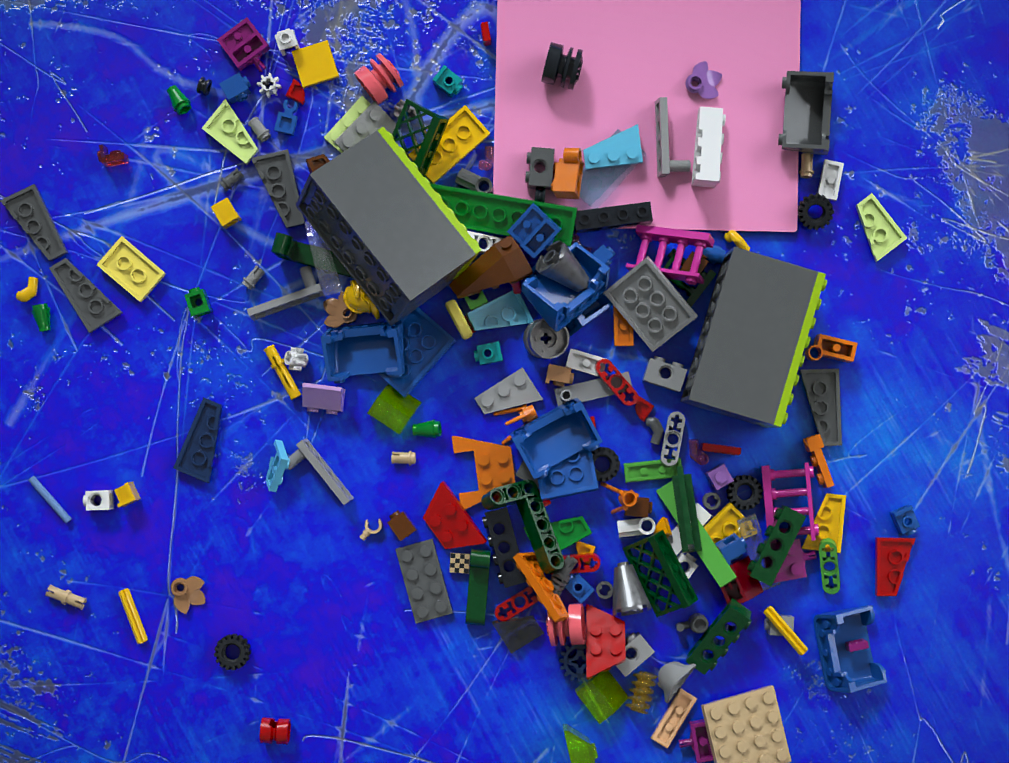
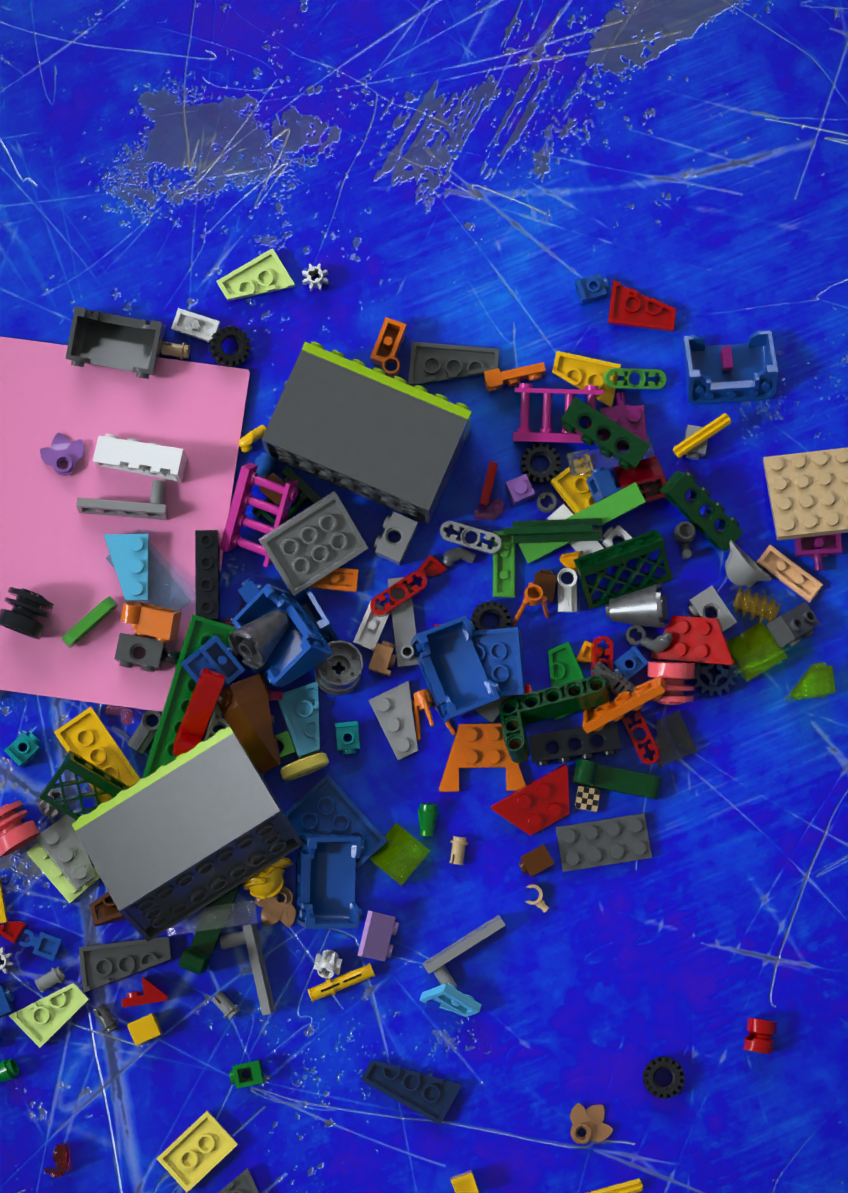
camera: 85 degrees left, 5 degrees down
(254, 215) = (152, 994): none -> red slope
(493, 223) = (198, 711): none -> red beam
(561, 122) = (89, 622): none -> bright green beam
(598, 611) = (659, 644): none -> dark grey arm
(628, 726) = (793, 625): none -> dark grey brick
(881, 281) = (312, 271): none -> white gear

